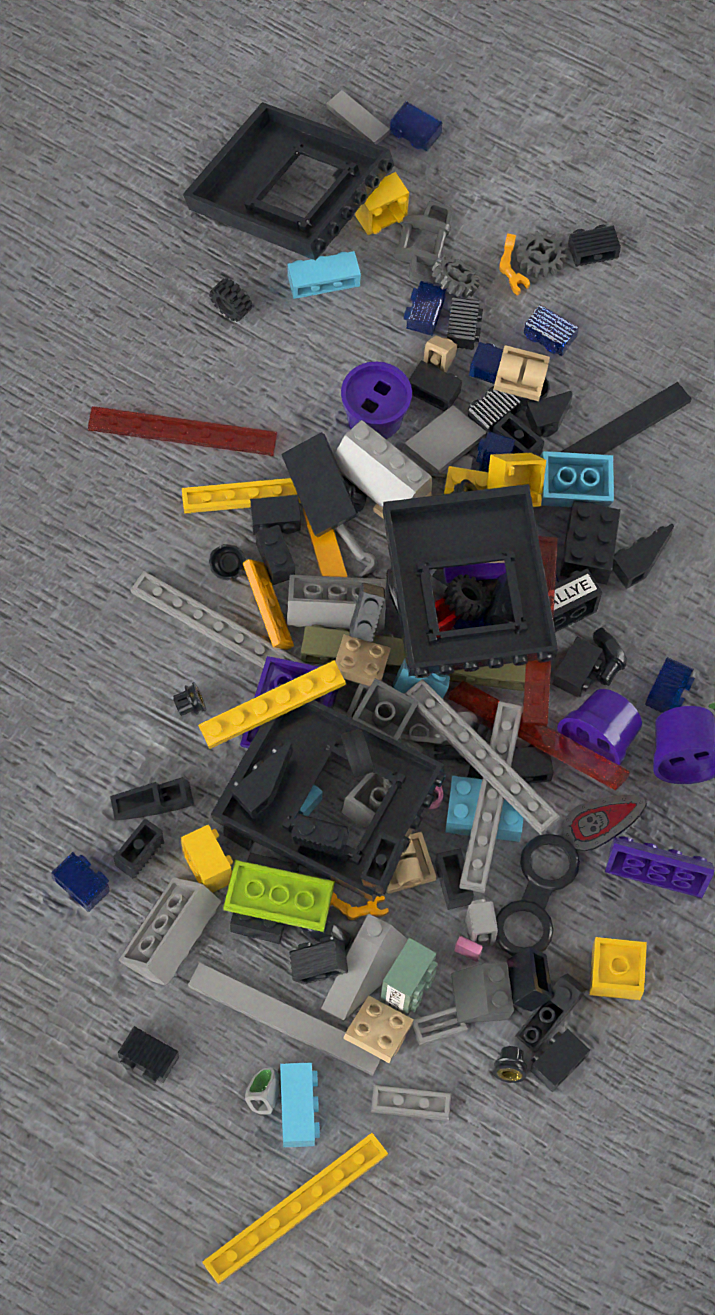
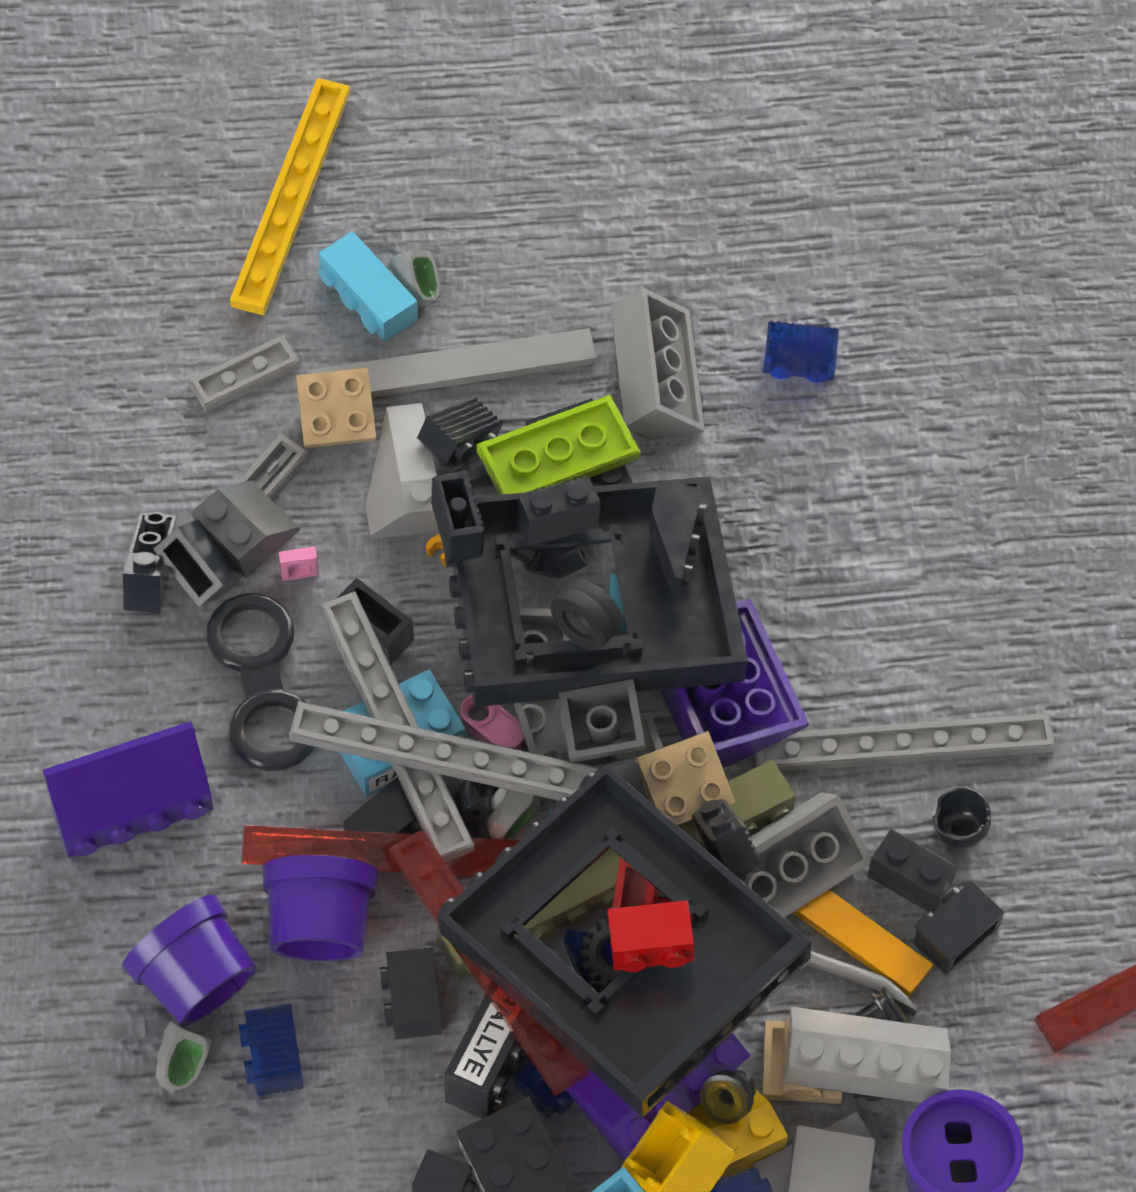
camera: 145 degrees right, 5 degrees down
(139, 848) = (765, 419): black brick -> none
(147, 1055) = (571, 232): black brick -> none
(152, 799) = (799, 490): black slope -> none
(189, 700) = (854, 618): black piece -> none
(207, 858) = (676, 446): yellow container -> none
(234, 494) = (1009, 939): yellow plate -> none
(268, 604) = (864, 801): light orange tile -> none
(272, 704) = (740, 627): yellow plate -> none
(319, 484) = (933, 988): black tile -> none
(408, 977) = (337, 461): sand green brick -> none
(413, 867) = (433, 612): tan plate -> none
(463, 553) = (651, 936): none -> red brick
(481, 923) = (299, 585): light grey brick -> none
(510, 1065) = (156, 471): black piece -> none
(559, 1059) = (103, 513): black brick -> none
(601, 820) = (241, 798): shield -> none
(613, 653) = (381, 1044): black arm -> none
(618, 968) = (100, 647): yellow container -> none

